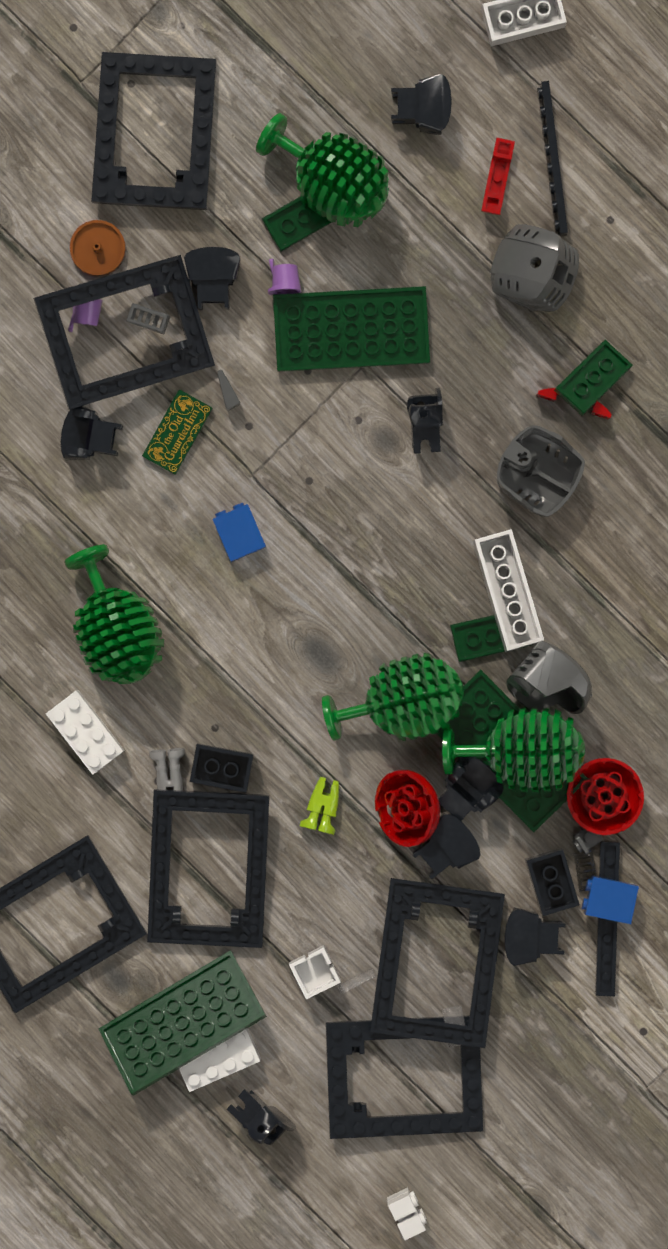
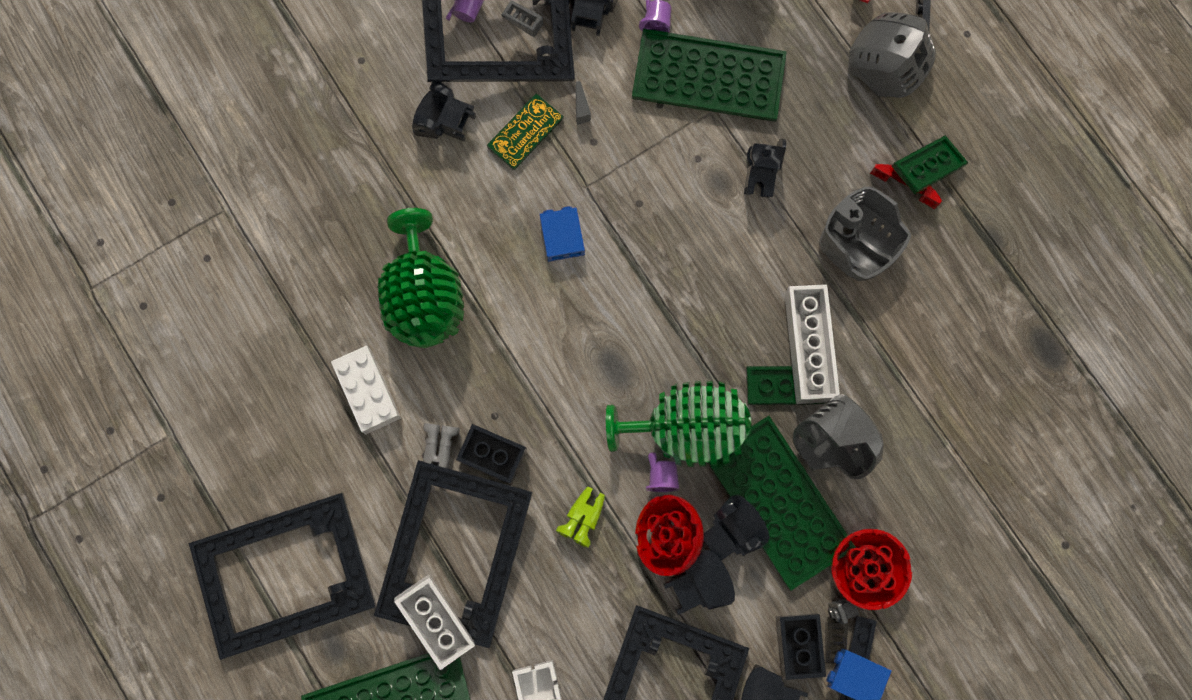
camera: 10 degrees right, 10 degrees down
(206, 935) = (434, 622): none -> white brick
(389, 751) = (662, 475): none -> medium lavender hat
(526, 750) = (804, 501): green plant -> none

